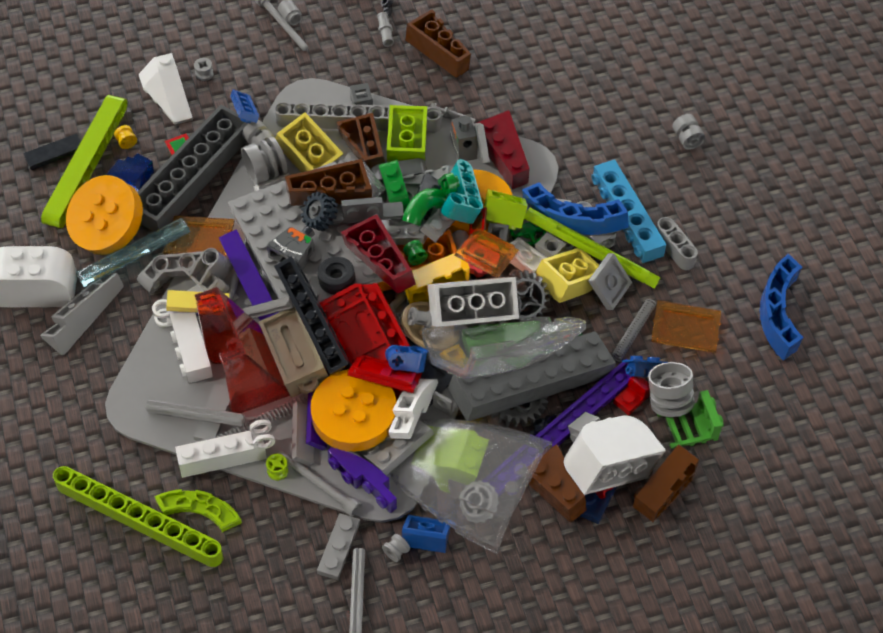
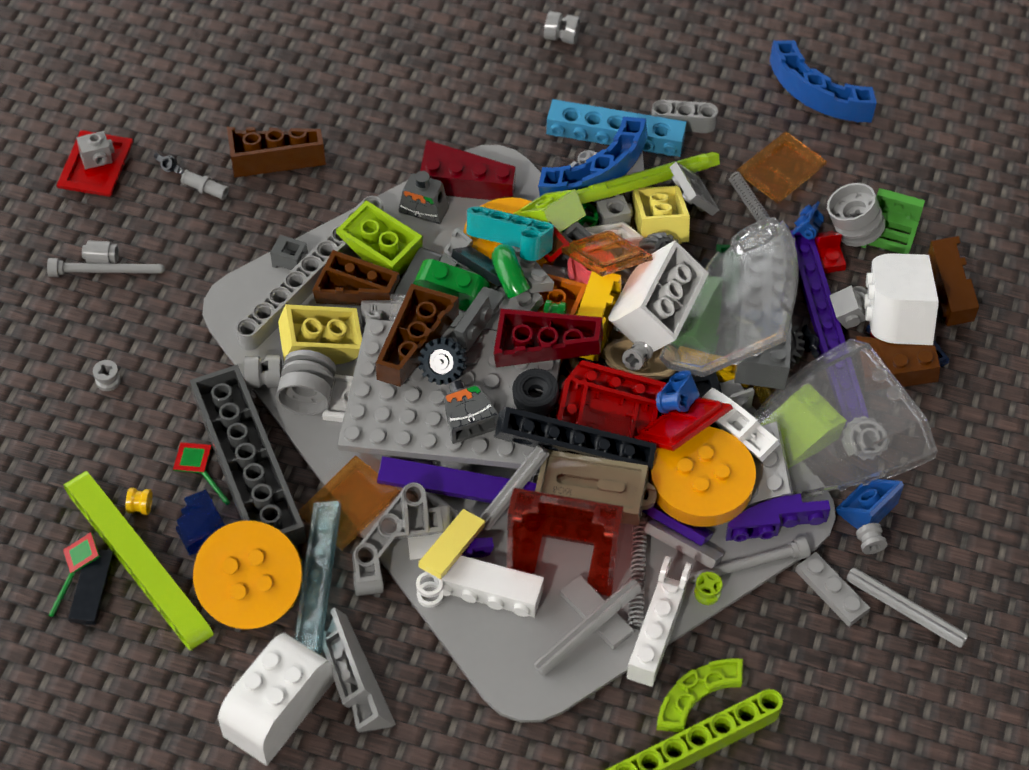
camera: 55 degrees left, 0 degrees up
(69, 134) = (77, 556): none -> green piece
(165, 87) = (93, 422): white wedge -> none
(244, 107) = (212, 359): blue plate -> none
(448, 113) = (353, 202): light grey piece -> none
(449, 183) = (502, 231): green plate -> none
(482, 150) = (455, 192): light grey tile -> none

